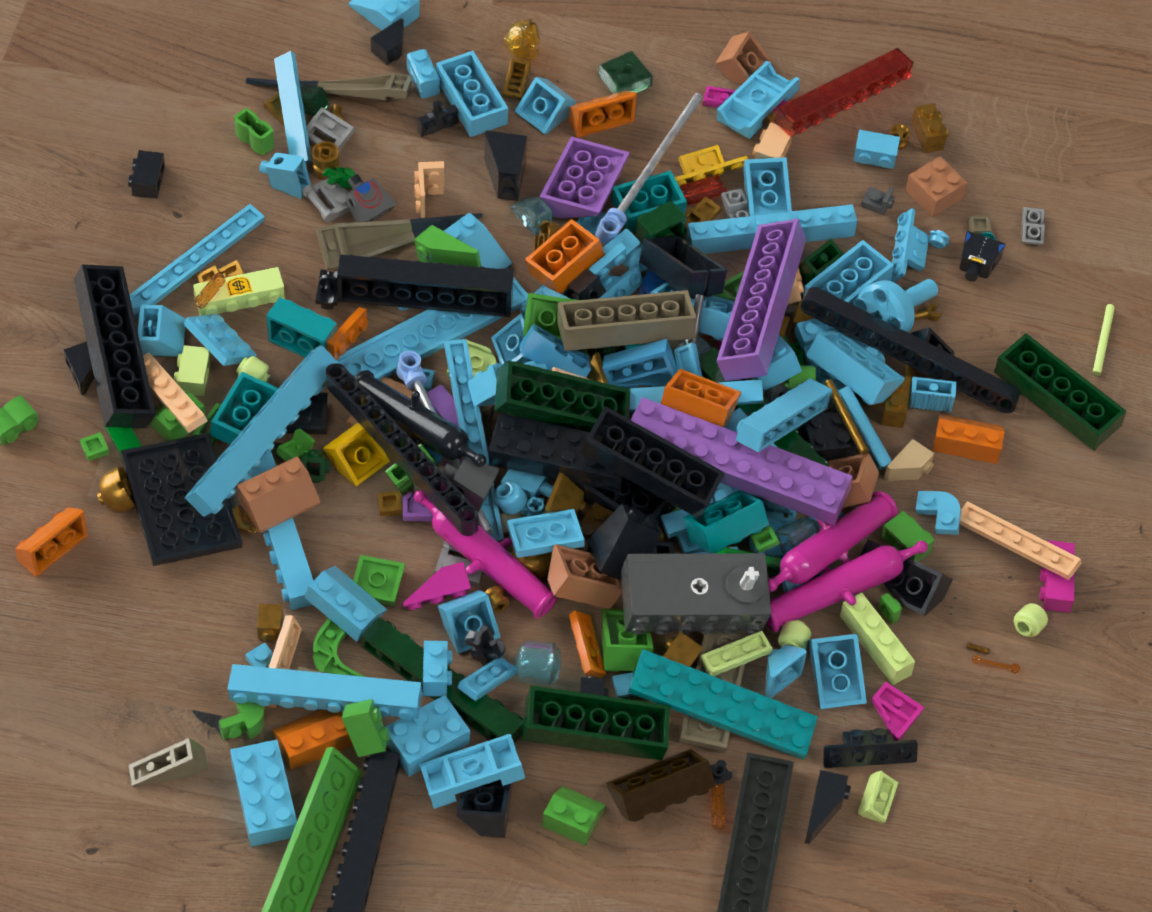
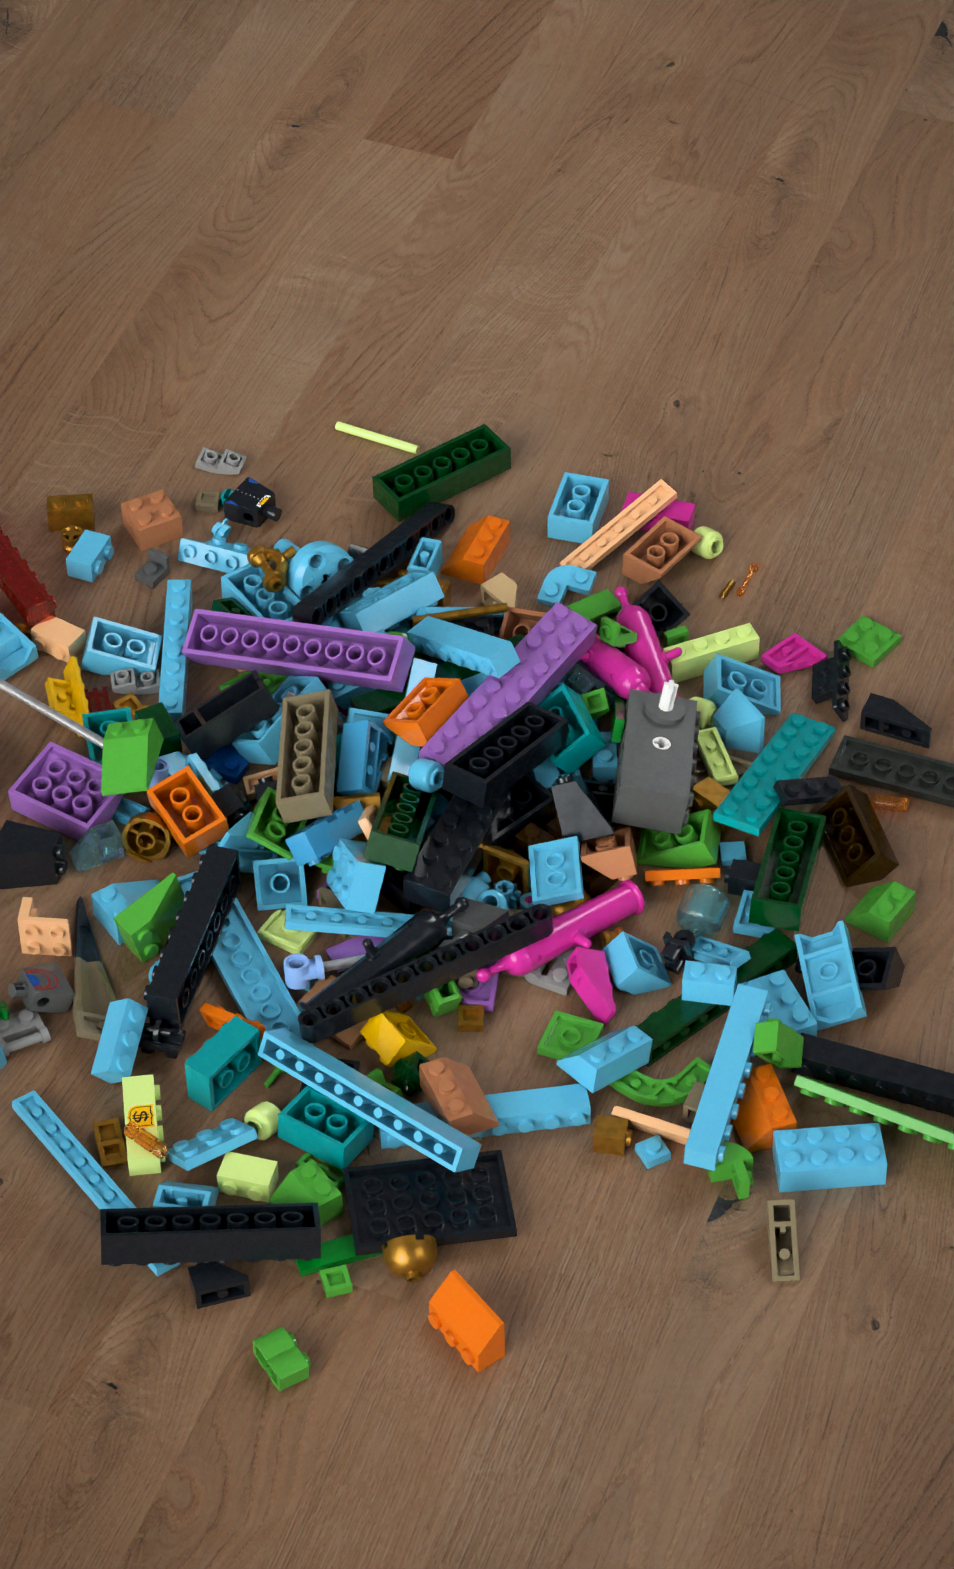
camera: 75 degrees left, 10 degrees down
(172, 395) = (308, 1176): light nougat plate -> none
(310, 256) = (119, 1040): none -> medium azure brick
(606, 200) = (130, 756): none -> bright green slope
(623, 405) = (426, 775): none -> medium azure head
(699, 730) = (807, 790): none -> black plate
(850, 543) = (614, 634): none -> bright green bracket
(875, 271) = (273, 579): none -> pearl gold piece
(878, 797) = (885, 685): yellowish green slope -> none
(936, 776) = (869, 641): none -> bright green plate
(999, 577) = (658, 551): none -> nougat slope
(1043, 505) = (578, 507): none -> medium azure brick

